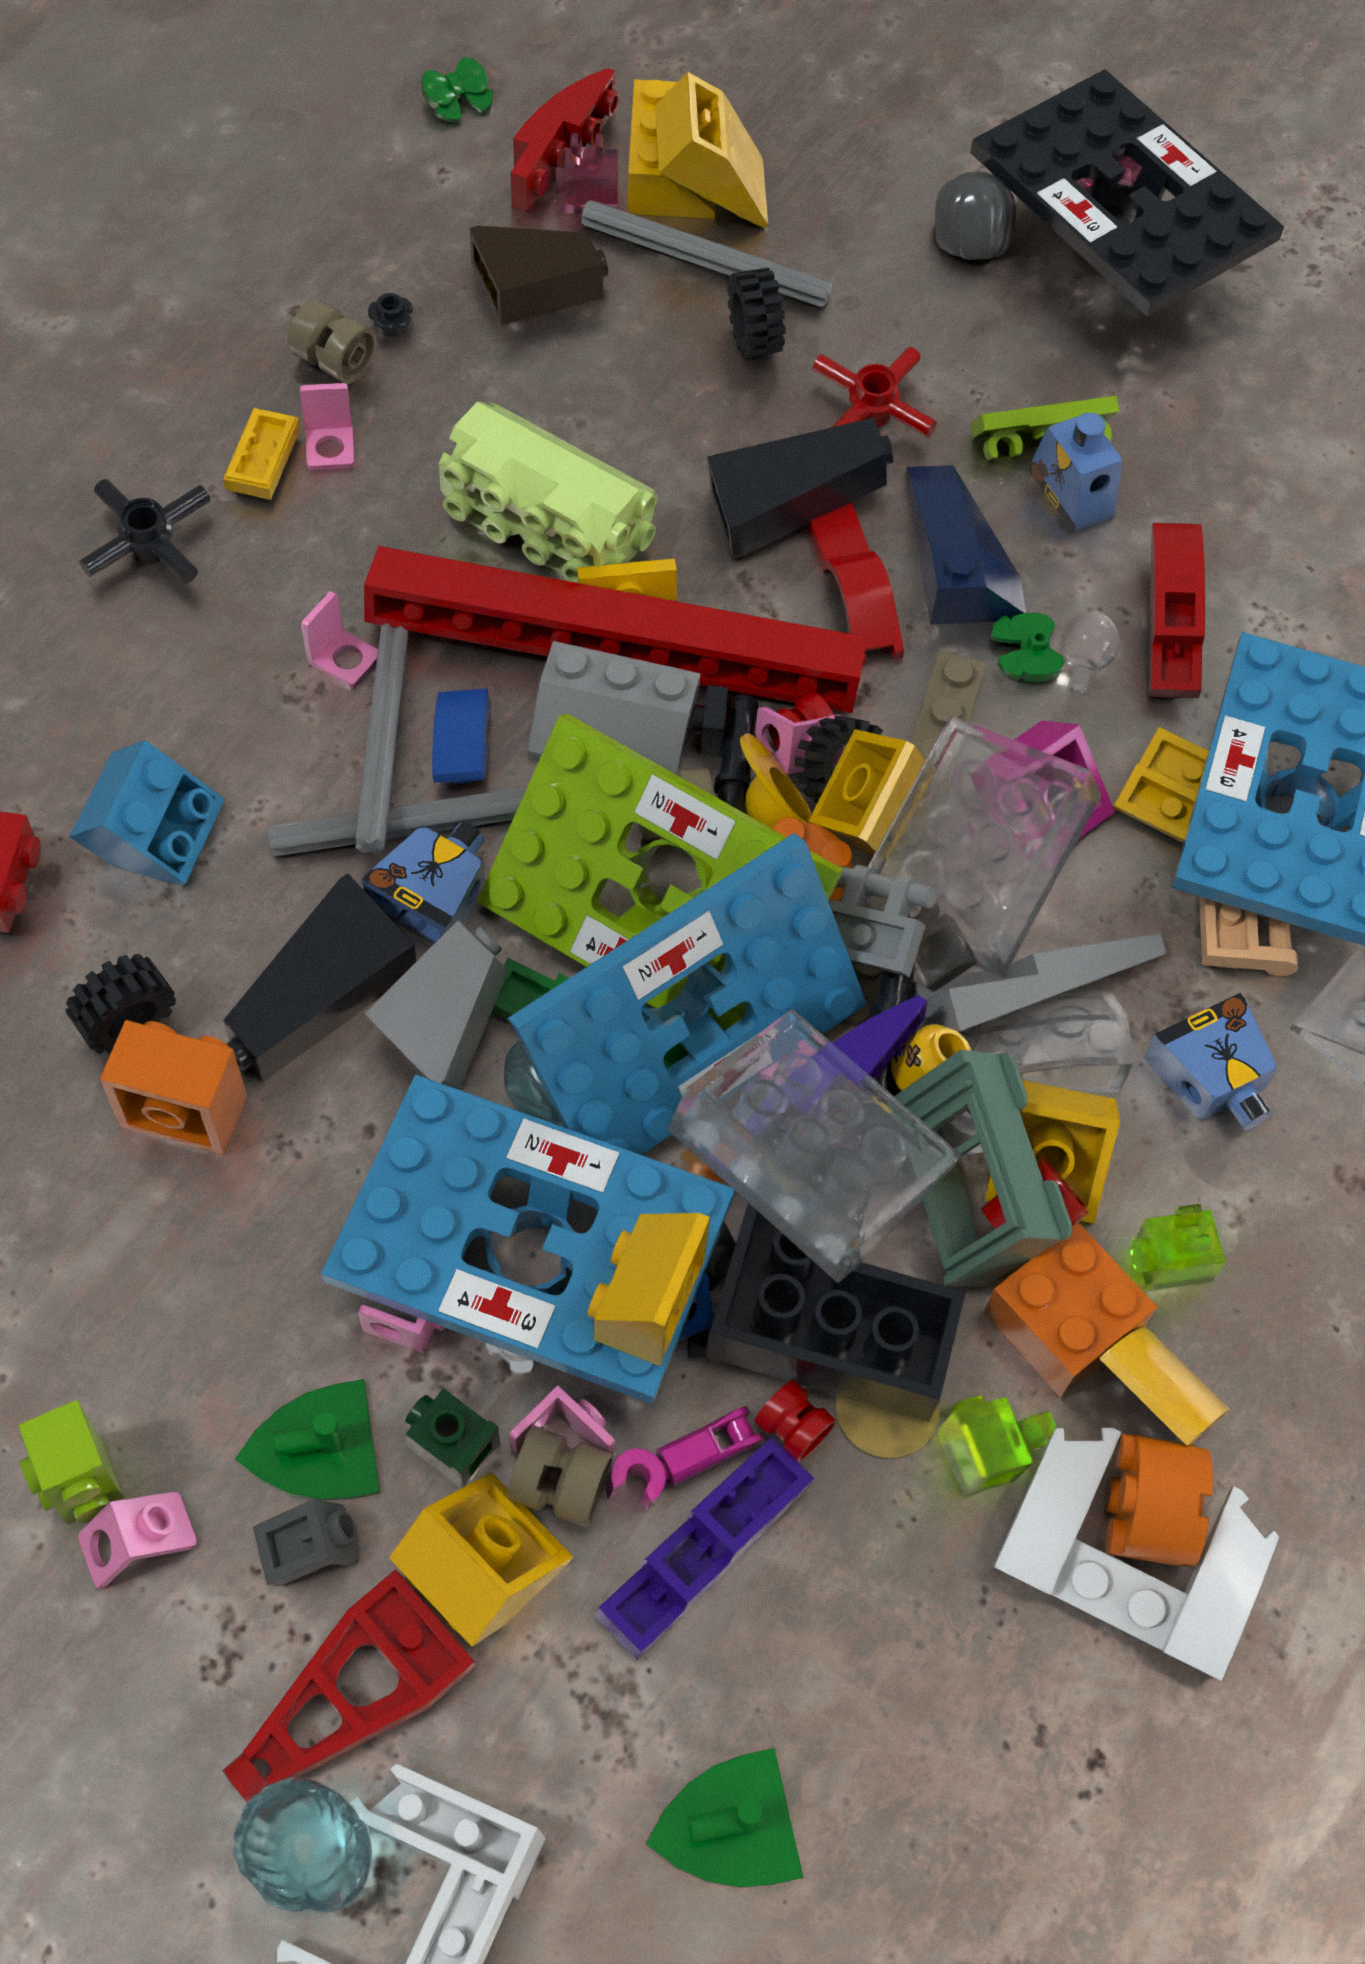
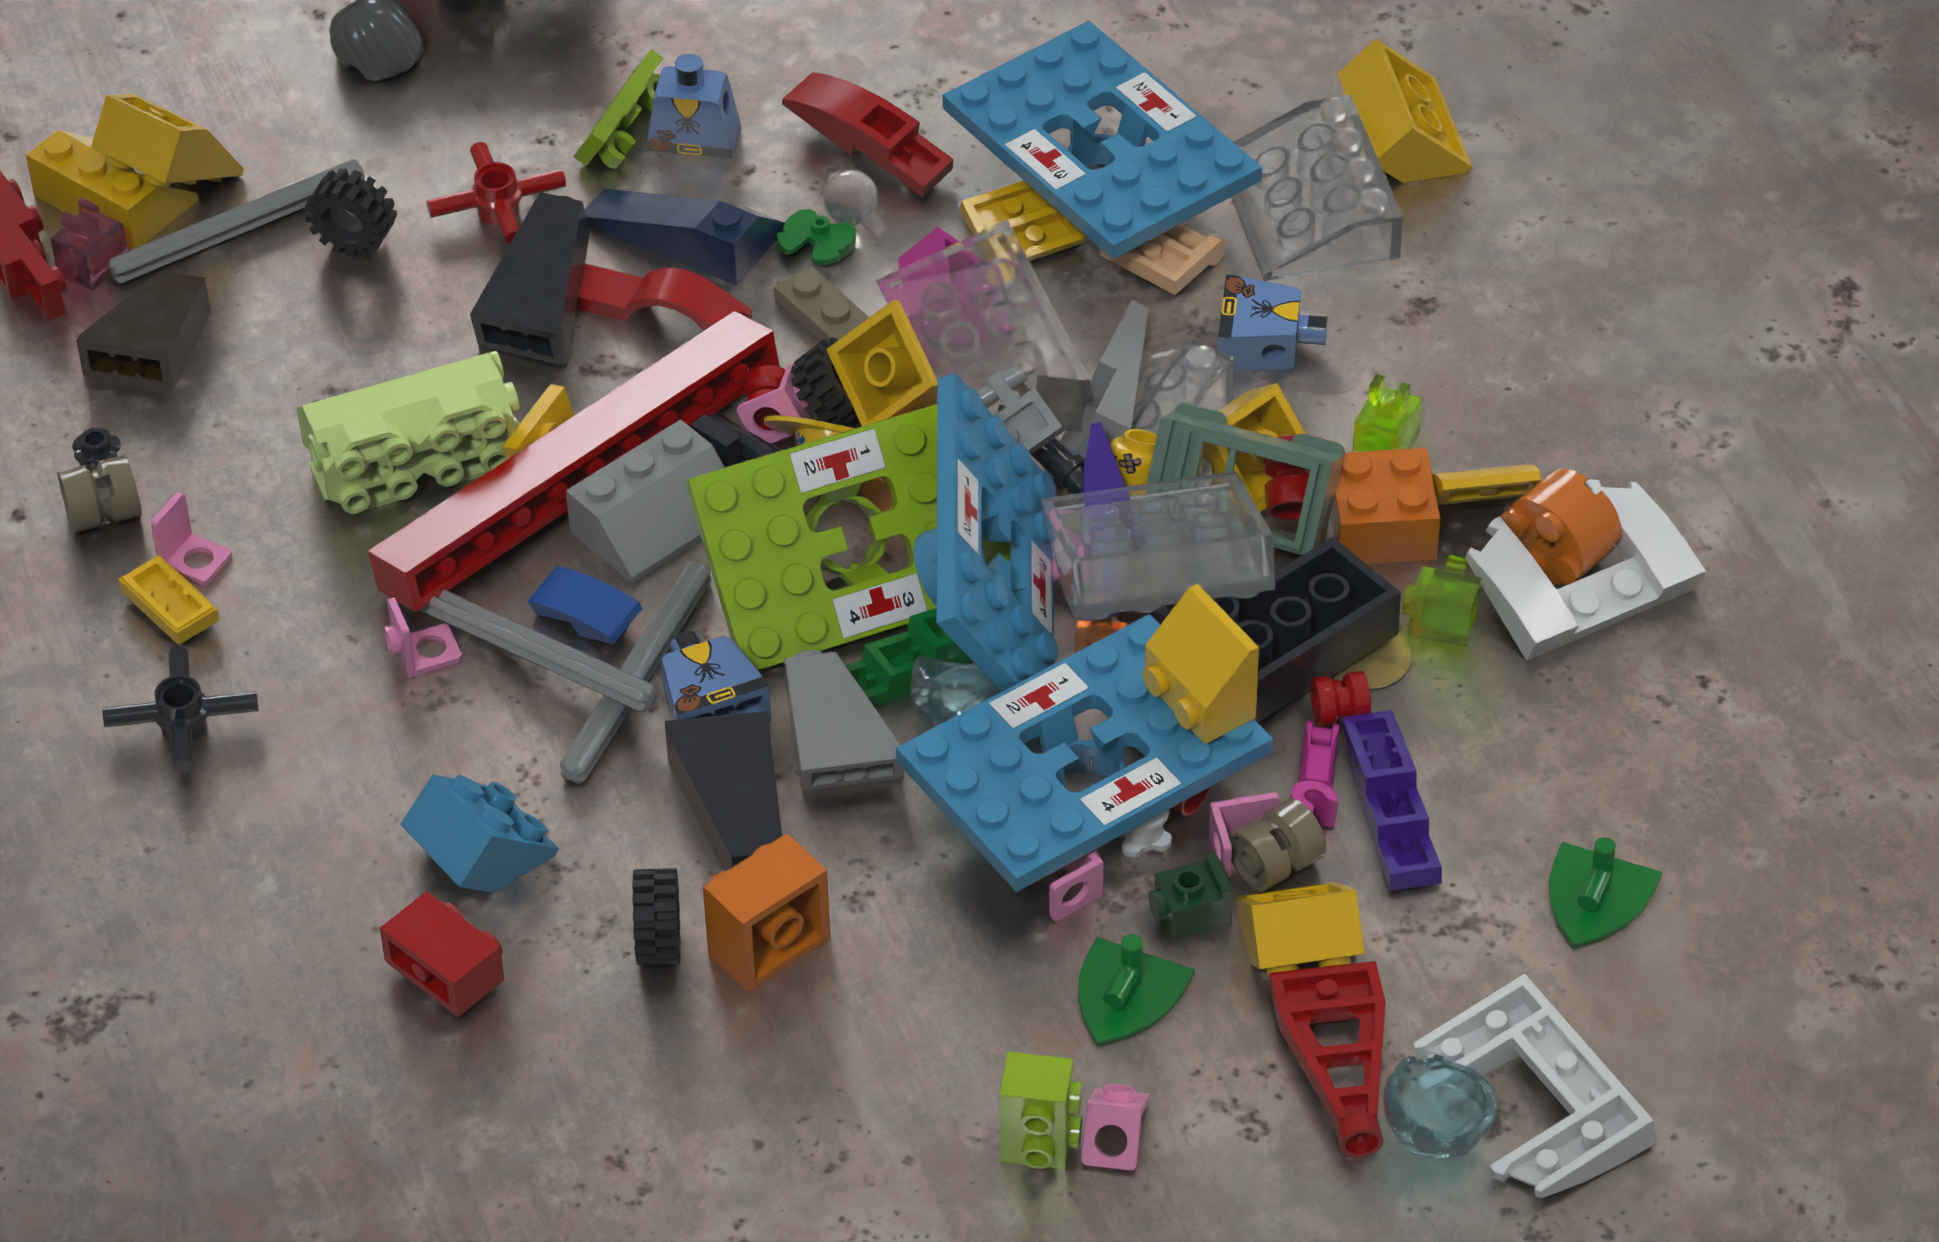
camera: 50 degrees left, 15 degrees down
(305, 1541) = (1203, 1019): dark grey bracket -> none

